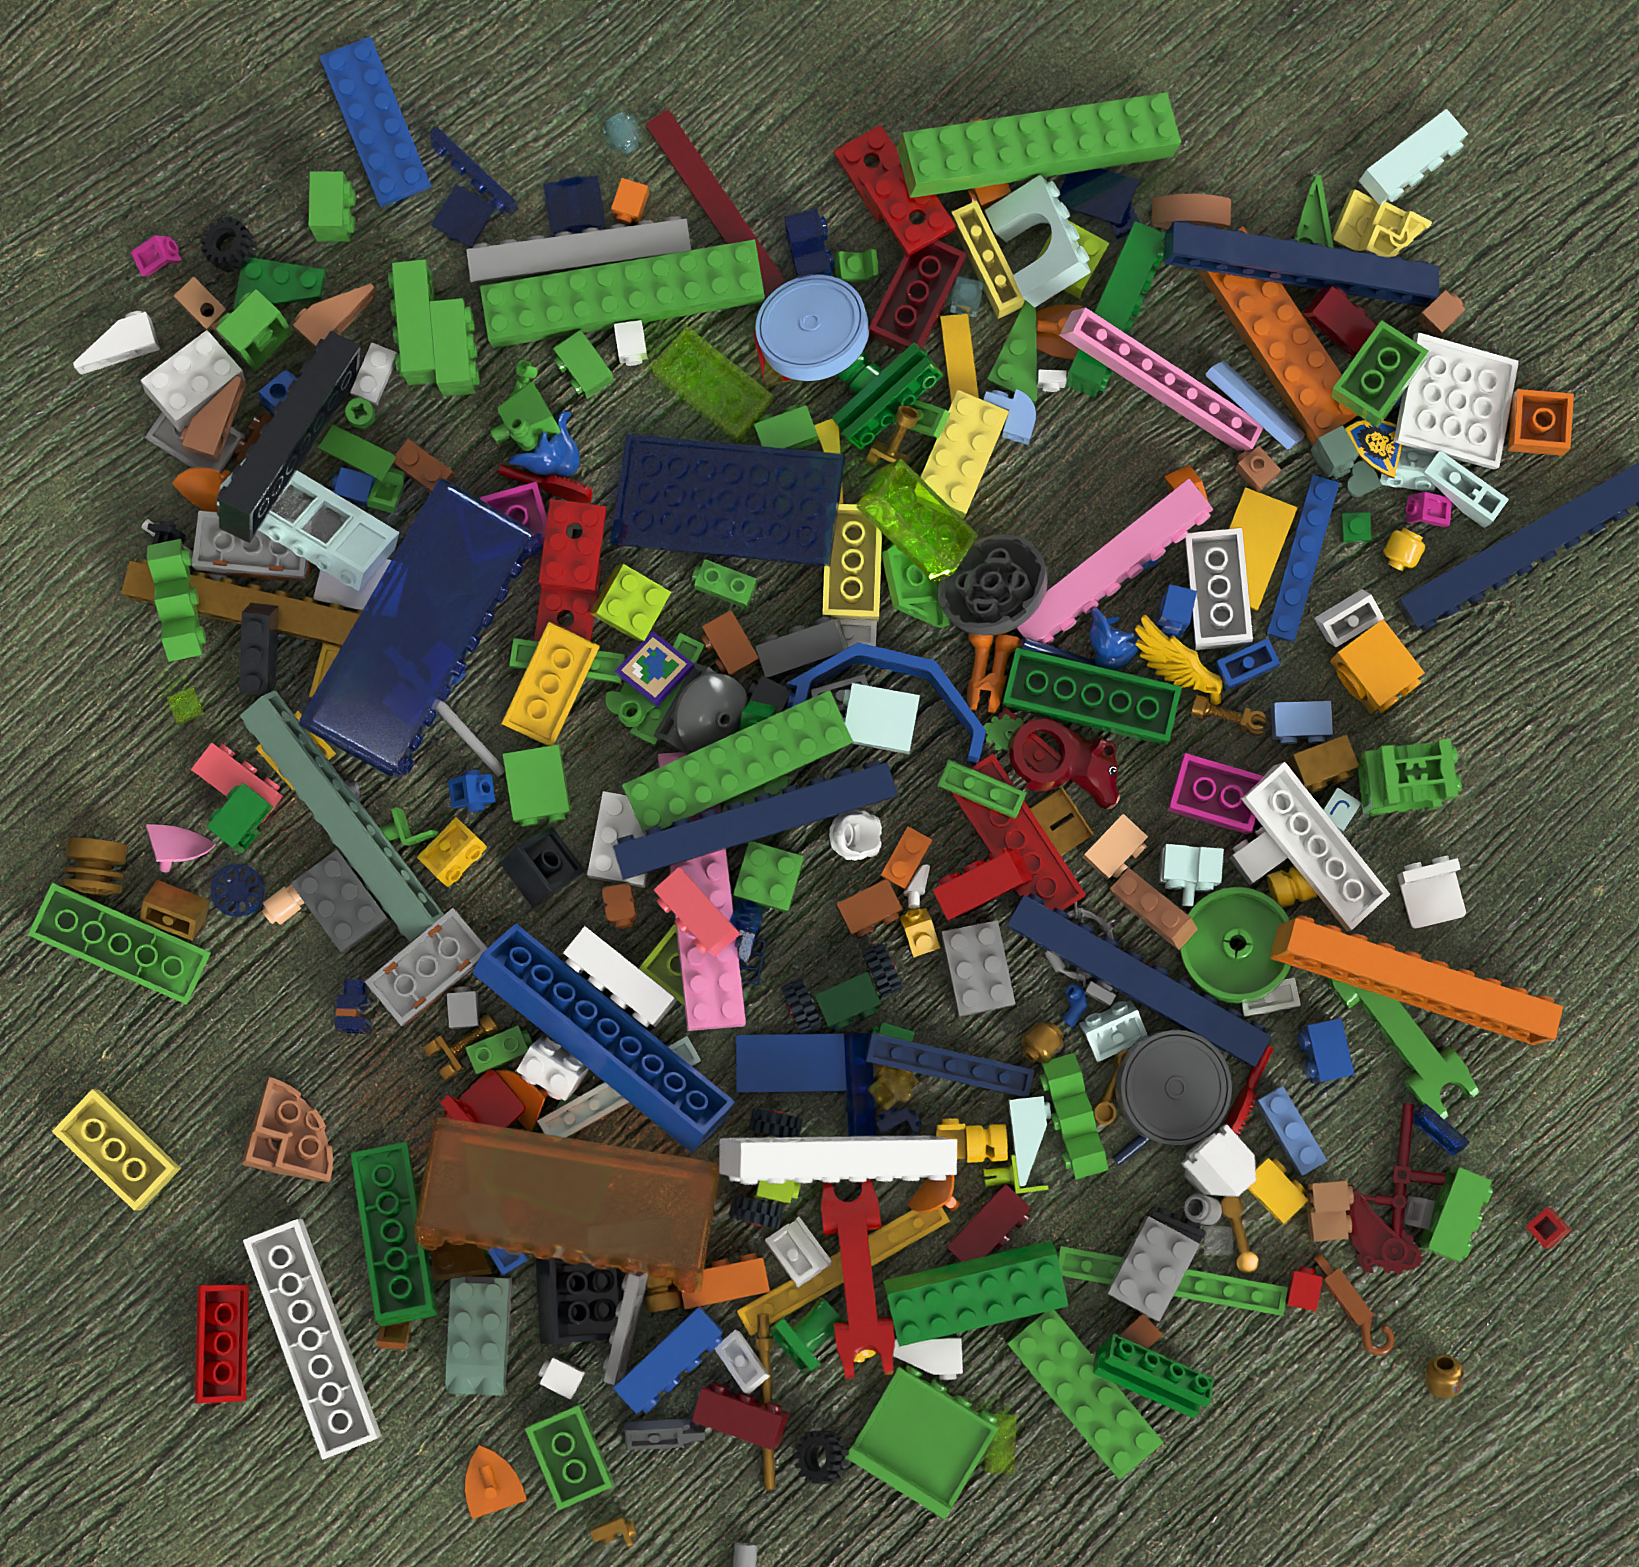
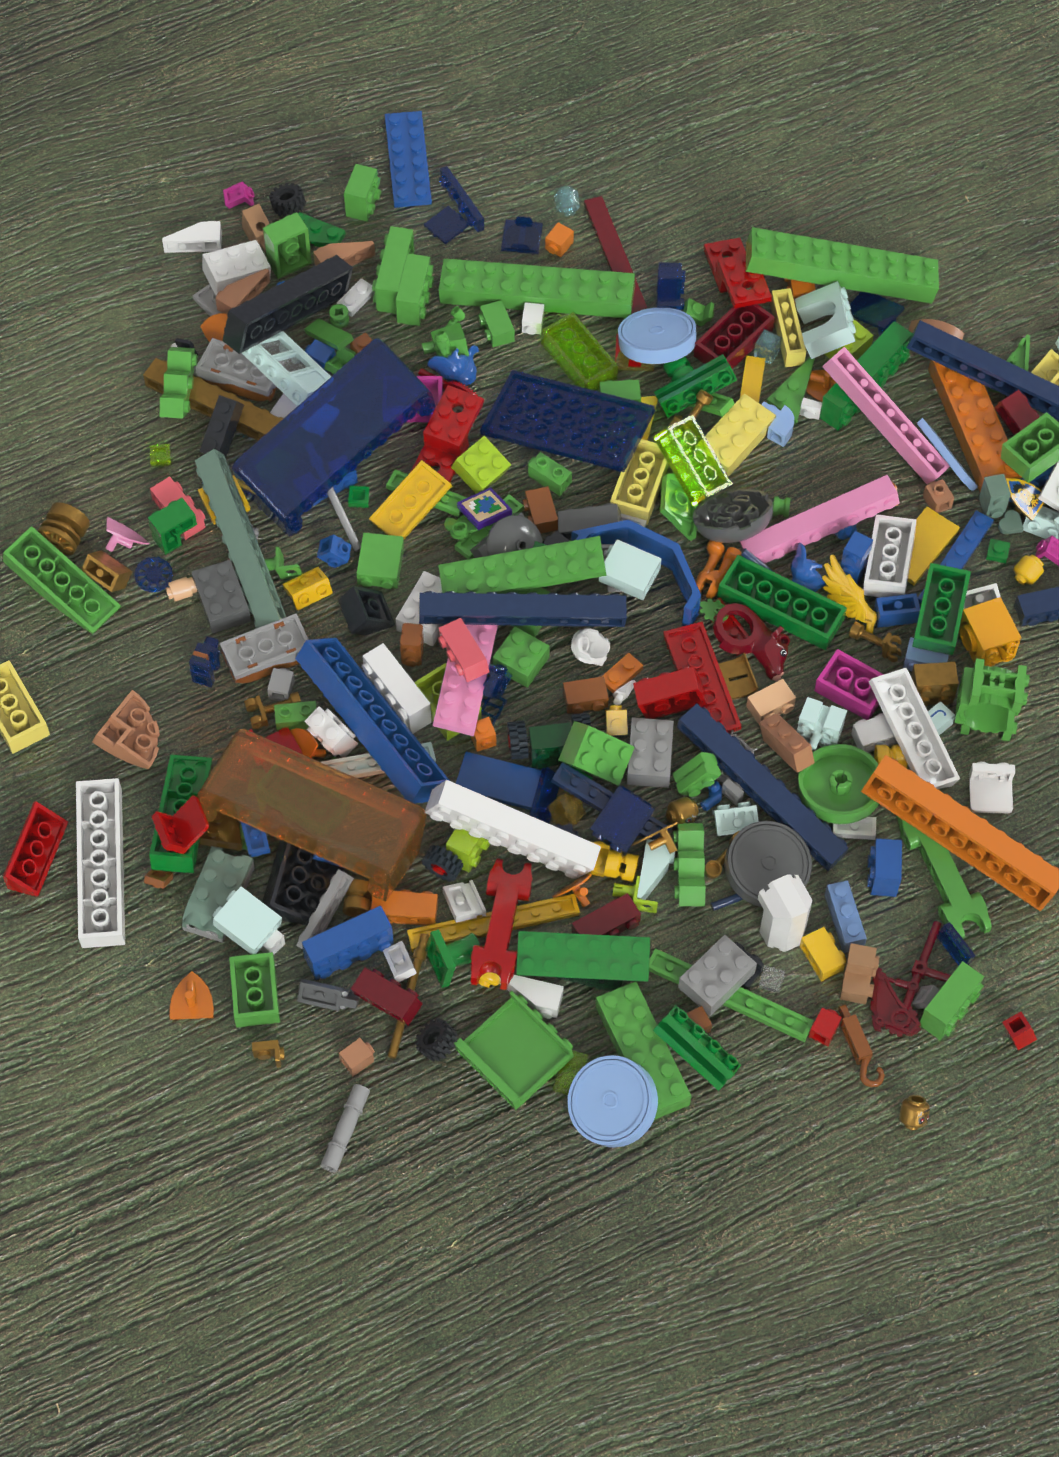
camera: 15 degrees right, 20 degrees down
(405, 1275) = (183, 828): none -> red bracket
(477, 693) = (359, 496): none -> green plate
(531, 1375) = (246, 920): none -> light aqua brick
(575, 251) = (506, 253): light grey brick -> none
(727, 1504) = (357, 1056): none -> nougat brick
(755, 1007) = (484, 735): none -> orange brick
(912, 1004) = (596, 753): none -> bright green brick
(973, 1086) = (622, 818): none -> clear blue slope
(981, 789) = (687, 639): bright green tile -> none
(1026, 1095) = (665, 839): none -> pearl gold shield
(1049, 988) = (697, 774): none -> bright green brick
(1051, 545) = (781, 506): none -> bright green wheel
(1067, 1478) = (612, 1101): none -> light blue brick
(1203, 1209) = (766, 949): light grey brick -> none
(1244, 1099) = (821, 887): red piece -> none
(1245, 1261) = (789, 995): pearl gold bar -> none
(1310, 660) = (941, 609): none -> green brick

